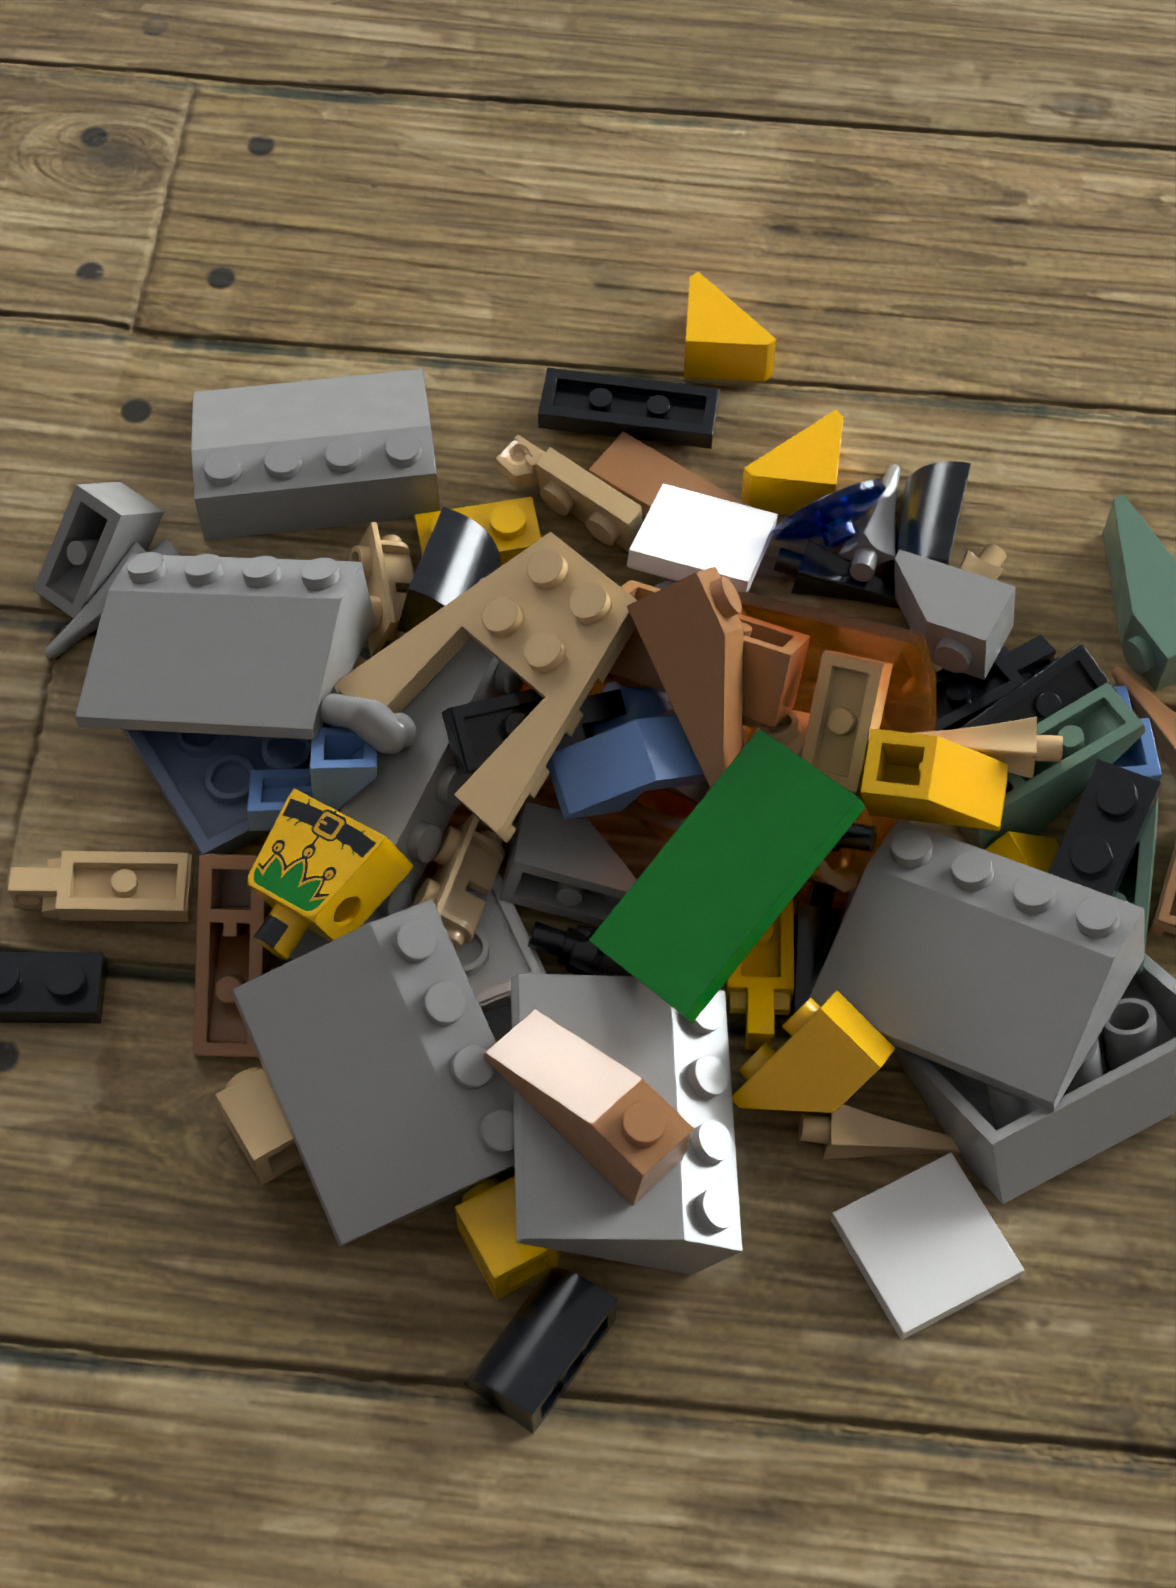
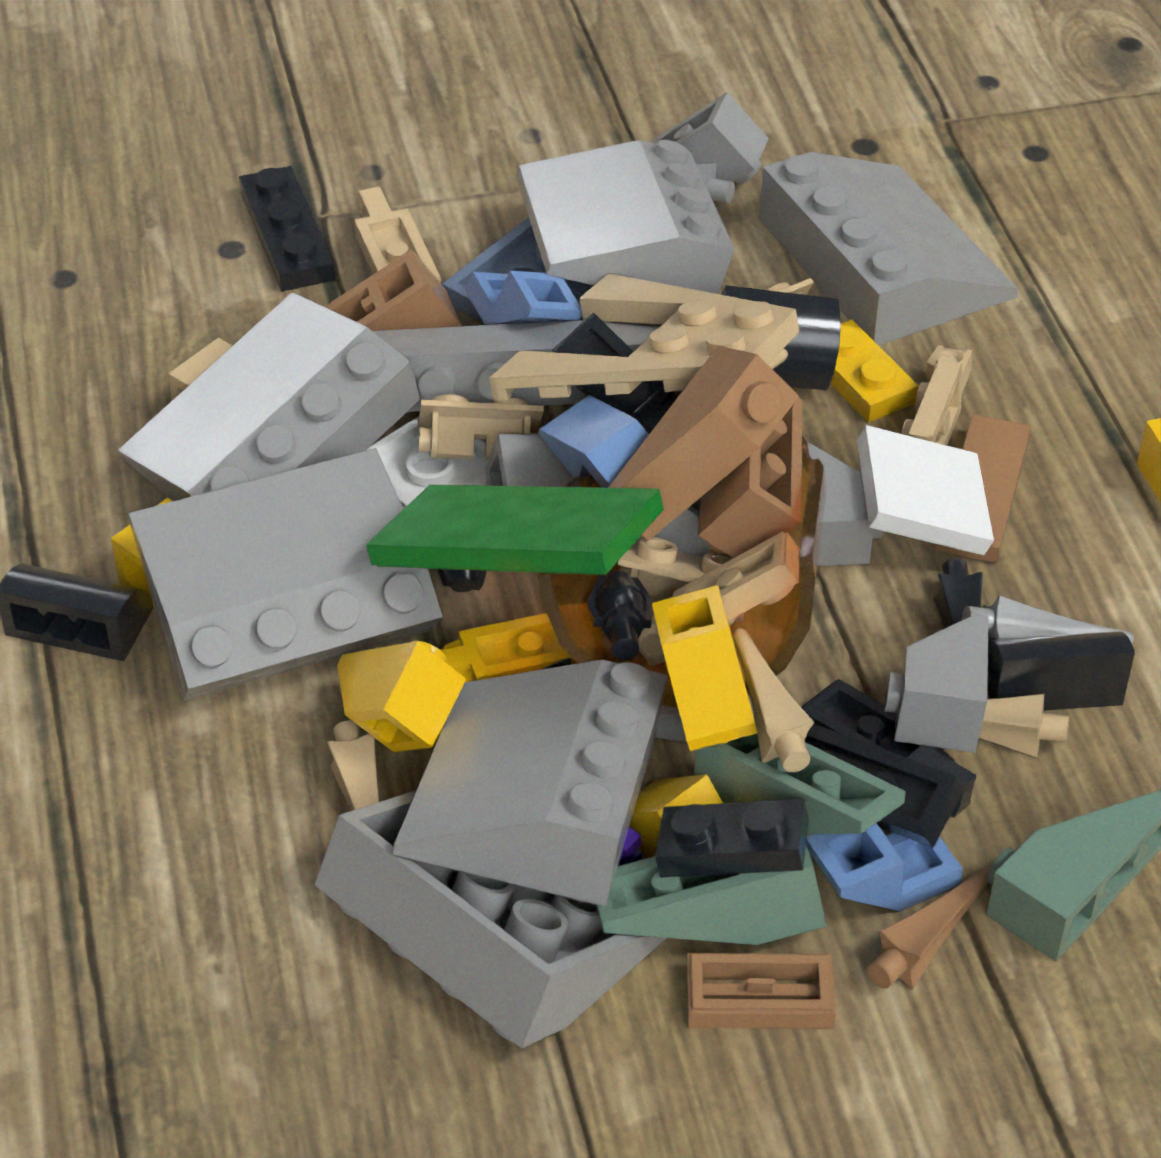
camera: 70 degrees right, 15 degrees down
(321, 874) = (425, 310): yellow torso -> none
(370, 721) = (566, 300): light grey arm -> none
(593, 1104) = (252, 515): medium nougat slope -> none
(633, 405) = (1062, 425): black plate -> none
(796, 470) = (1070, 558): yellow slope -> none
(832, 515) = (1014, 570): clear blue dish -> none
(926, 1245) = (255, 852): white tile -> none

